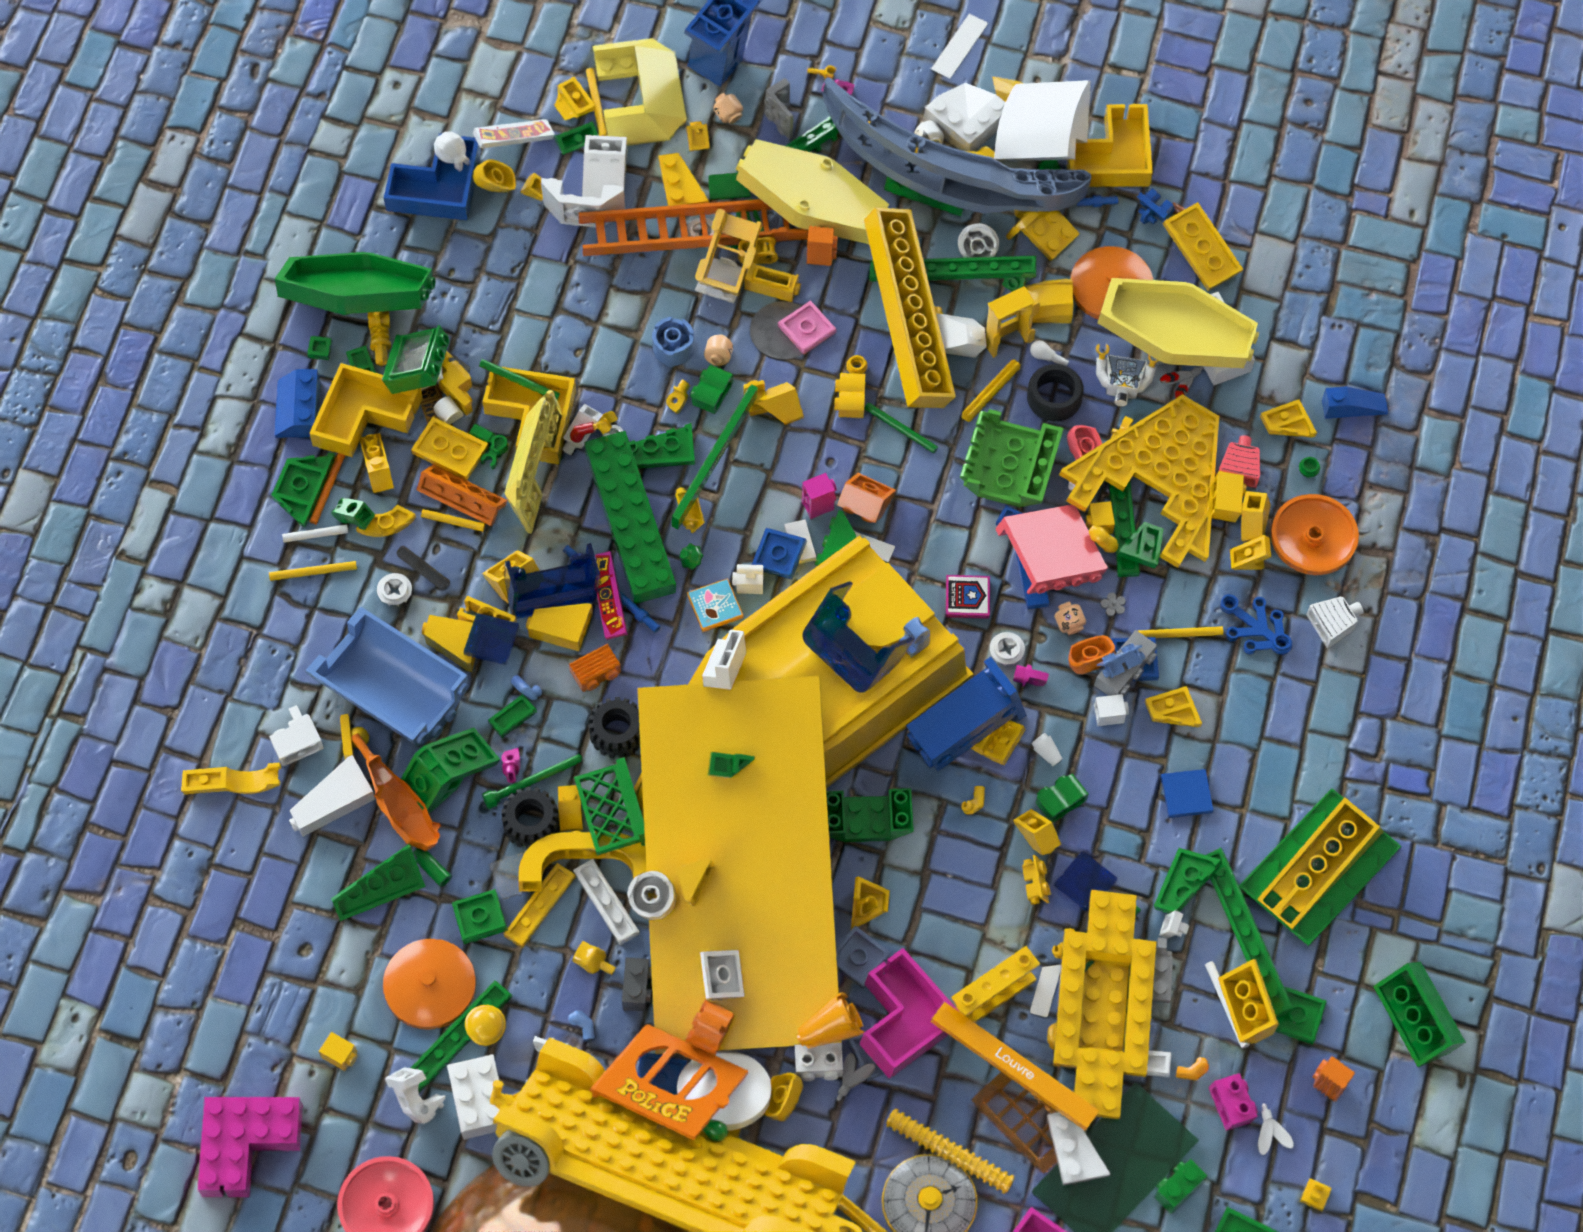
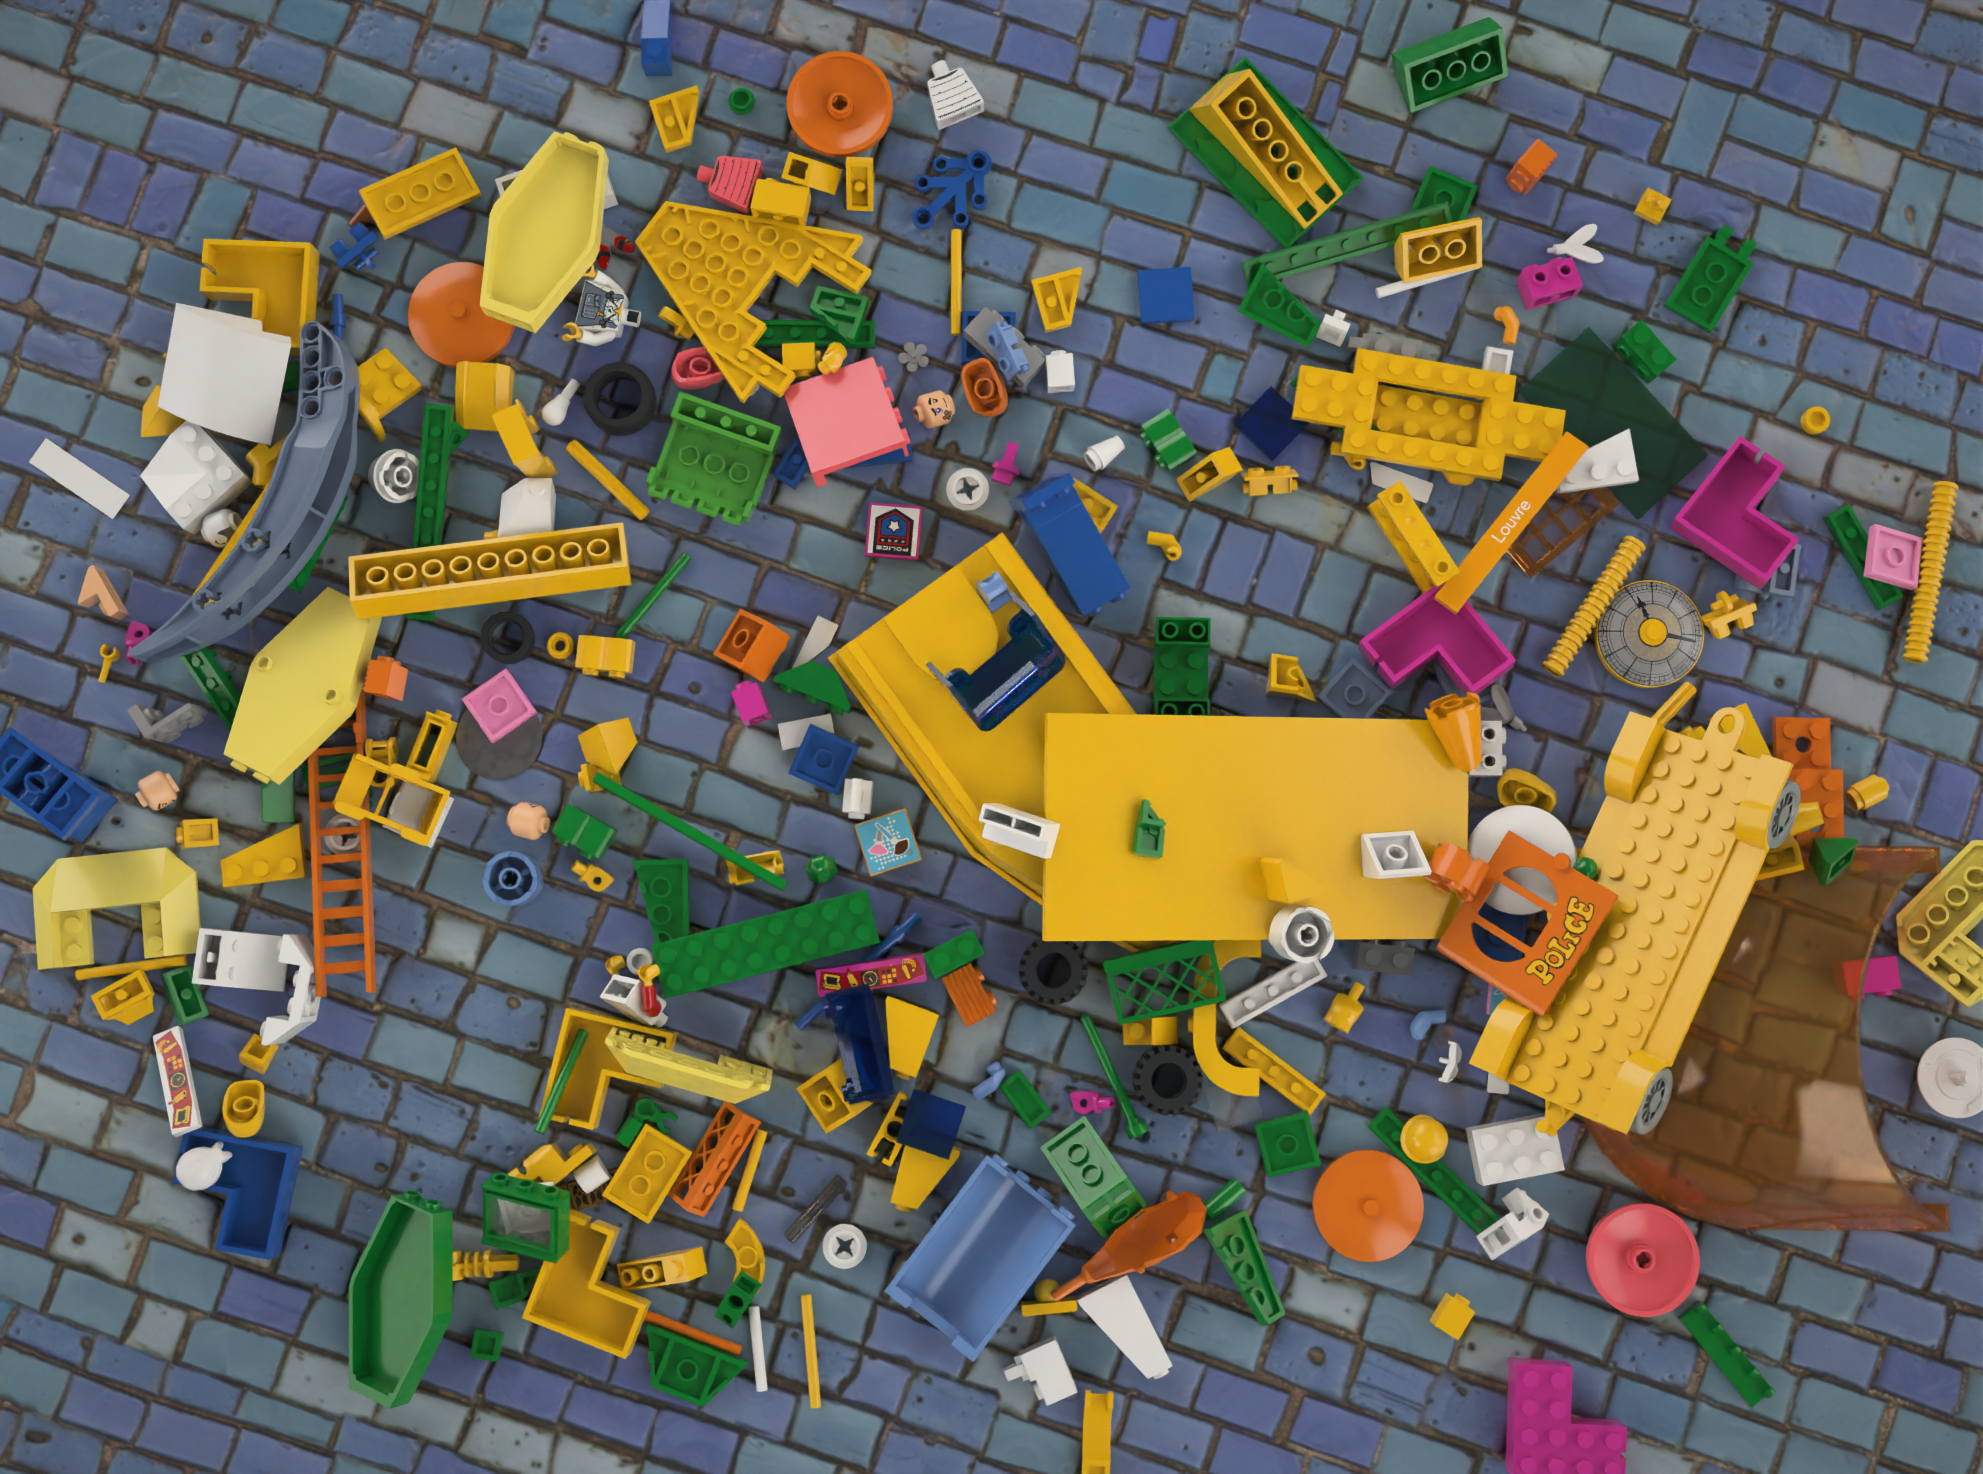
camera: 85 degrees left, 20 degrees up
(297, 403) = (569, 1373): blue slope -> none
(627, 649) = (953, 954): none -> green brick
(860, 314) = (509, 658): none -> black tyre
(874, 63) = (99, 588): none -> light nougat slope

